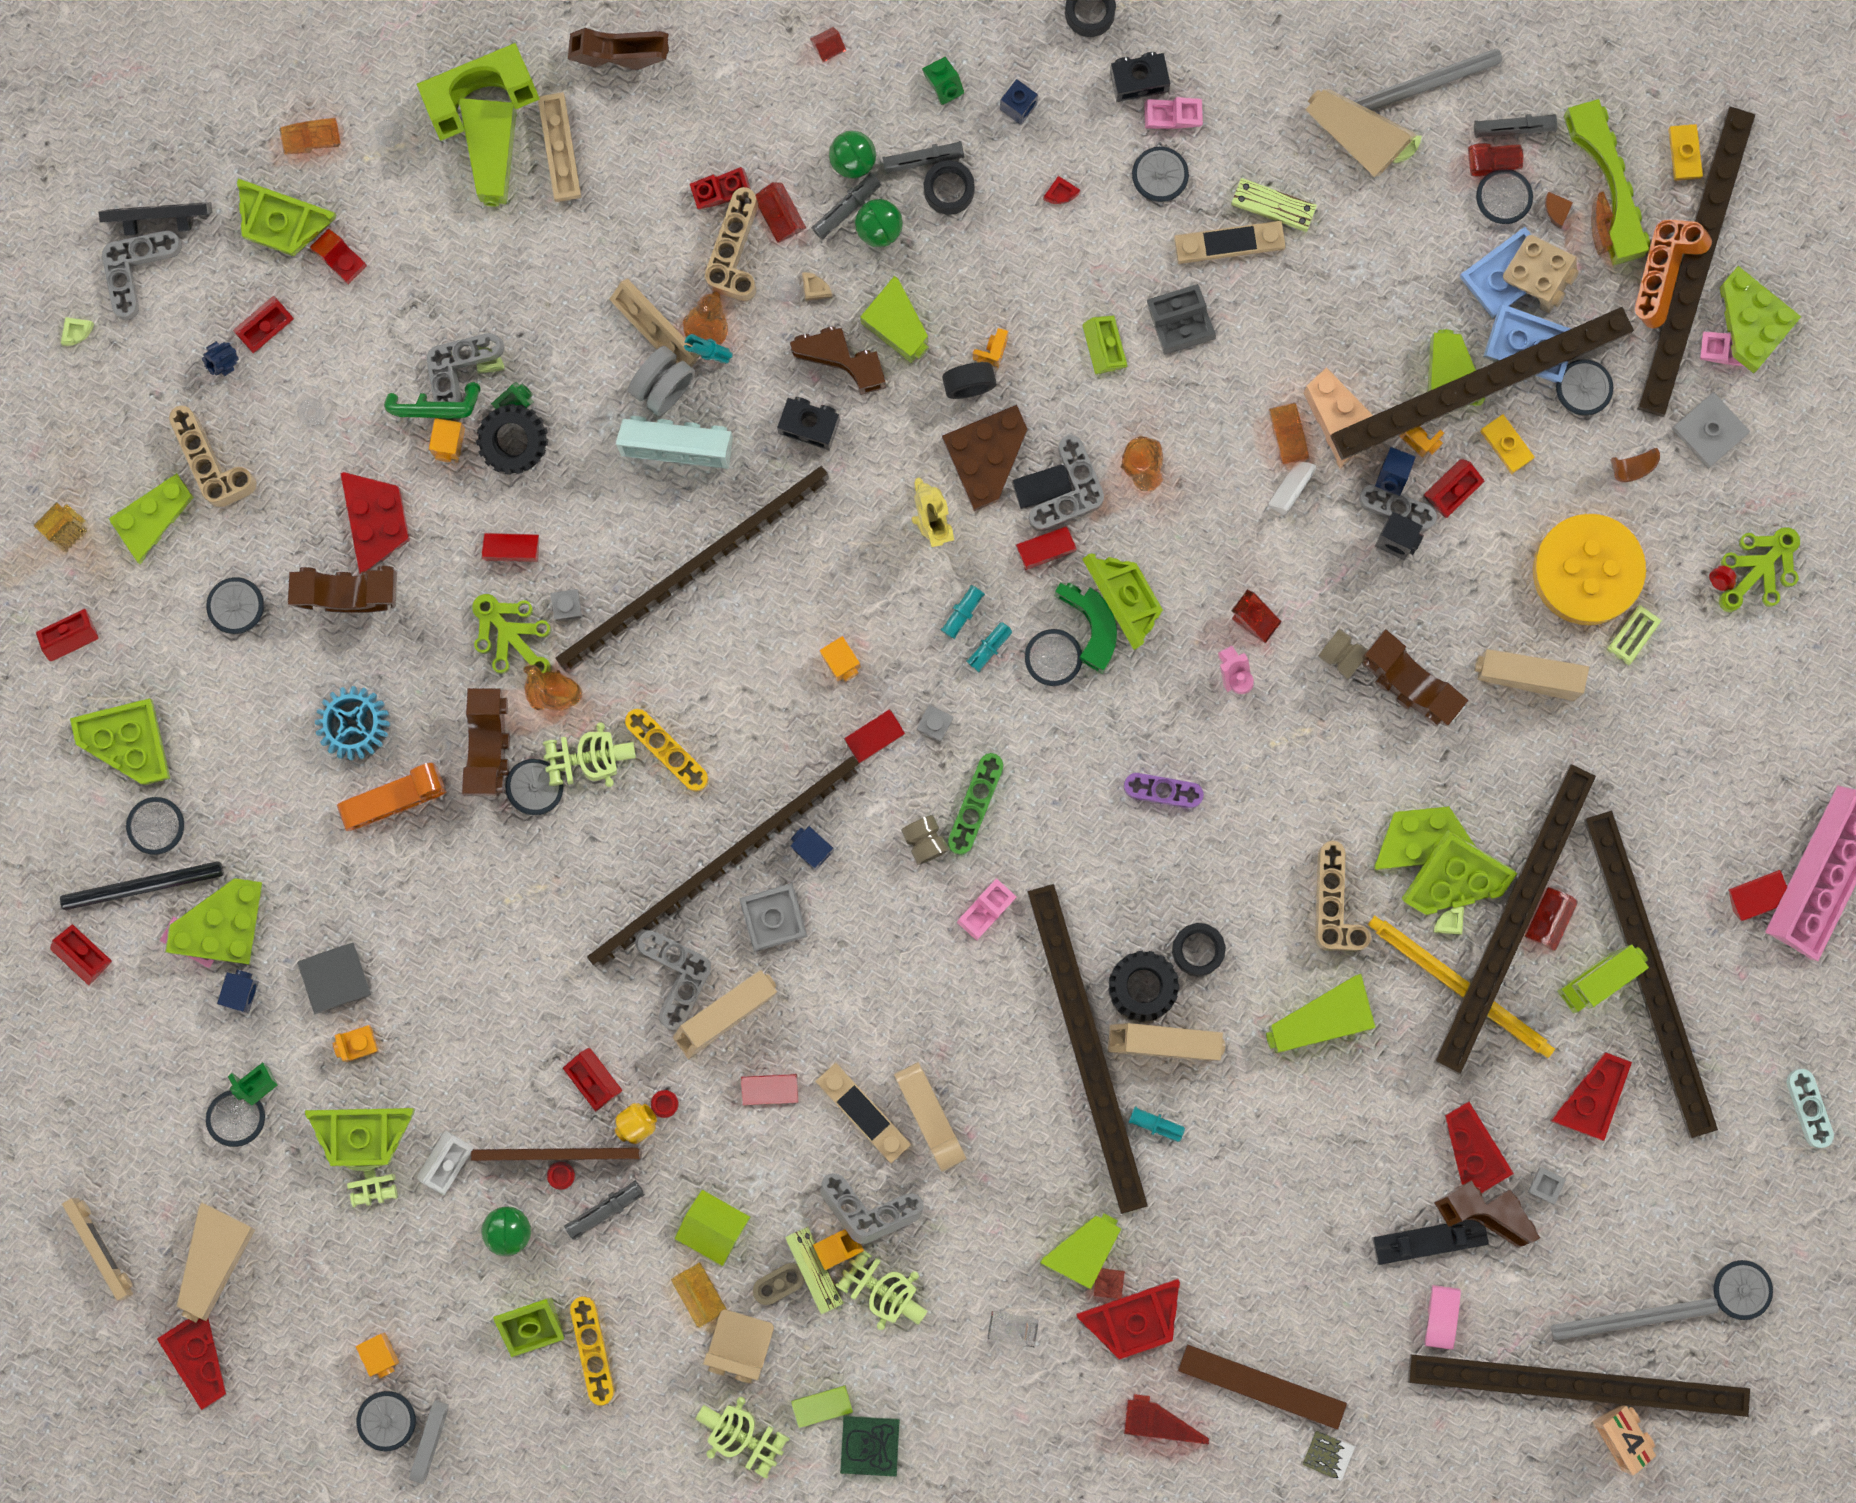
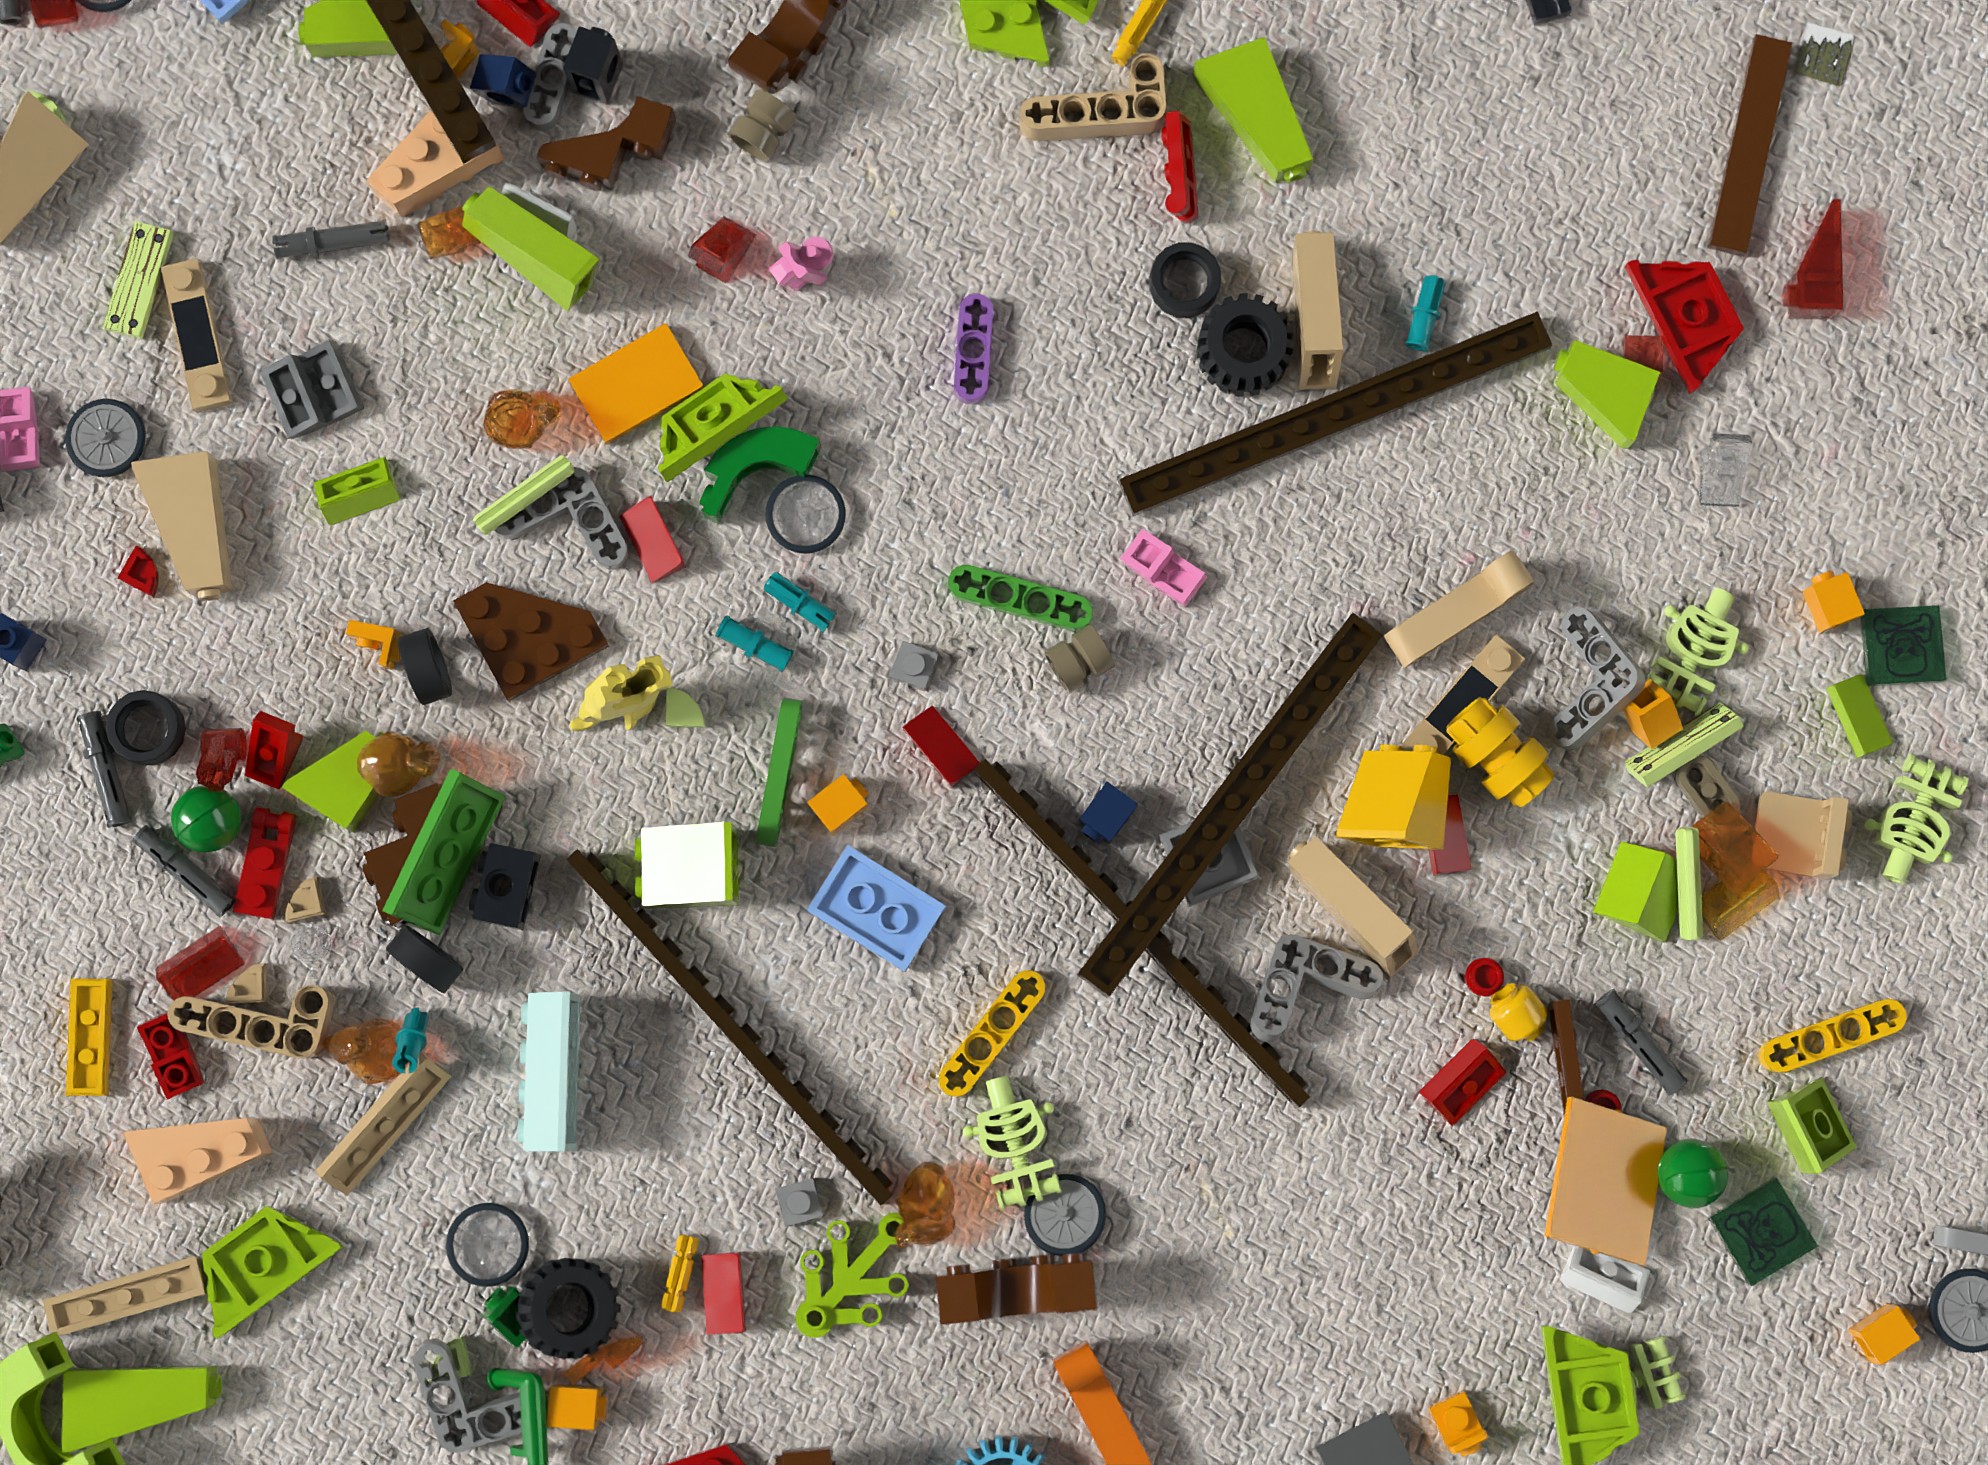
camera: 100 degrees left, 0 degrees up
(460, 1279) = (1762, 1231): none -> clear green tile
(478, 467) = (614, 1354): none -> clear orange slope
(507, 1167) = (1605, 1181): none -> light orange piece
(528, 518) = (680, 1273): none -> yellow axle
(564, 390) = (487, 1244): none -> clear wheel
(570, 238) = (260, 1264): none -> lime wing
(649, 198) = (192, 1155): none -> light nougat wedge
(661, 381) = (460, 1106): light grey wheel -> none
(712, 1258) = (1689, 883): none -> yellowish green axle
(734, 1292) = (1733, 848): none -> clear orange panel
(739, 135) = (89, 1037): none -> yellow tile
(760, 245) = (249, 986): none -> tan tile
(763, 363) = (424, 959): none -> black tyre
(763, 678) = (876, 908): none -> light blue plate
(795, 1053) = (1398, 799): none -> yellow slope
(807, 550) = (688, 866): none -> slope
(807, 934) = (1229, 806): none -> dark brown plate
(813, 1139) = (1511, 765): none -> yellow piece
(835, 382) = (444, 852): none -> bright green tile
(844, 261) = (264, 864): none -> red plate
(852, 154) = (107, 867): green piece -> none
(868, 620) = (779, 772): none -> bright green beam
(902, 355) = (396, 763): none -> clear orange hair
(908, 1396) = (1832, 600): none -> light orange brick
(921, 557) = (682, 710): none -> yellowish green tile
(923, 271) = (271, 749): none -> red slope
(924, 236) = (219, 756): none -> clear red piece
(1041, 486) = (566, 554): black slope -> none
(1086, 459) = (523, 494): none -> yellowish green axle
(1094, 227) = (189, 515): none -> tan slope
(1162, 547) = (636, 383): none -> light orange tile
(1267, 478) = (531, 247): none -> lime slope
(1283, 956) = (1180, 169): none -> red plate
(1289, 330) = (330, 239): none -> dark grey pin
(1332, 536) = (599, 156): none -> reddish brown arch

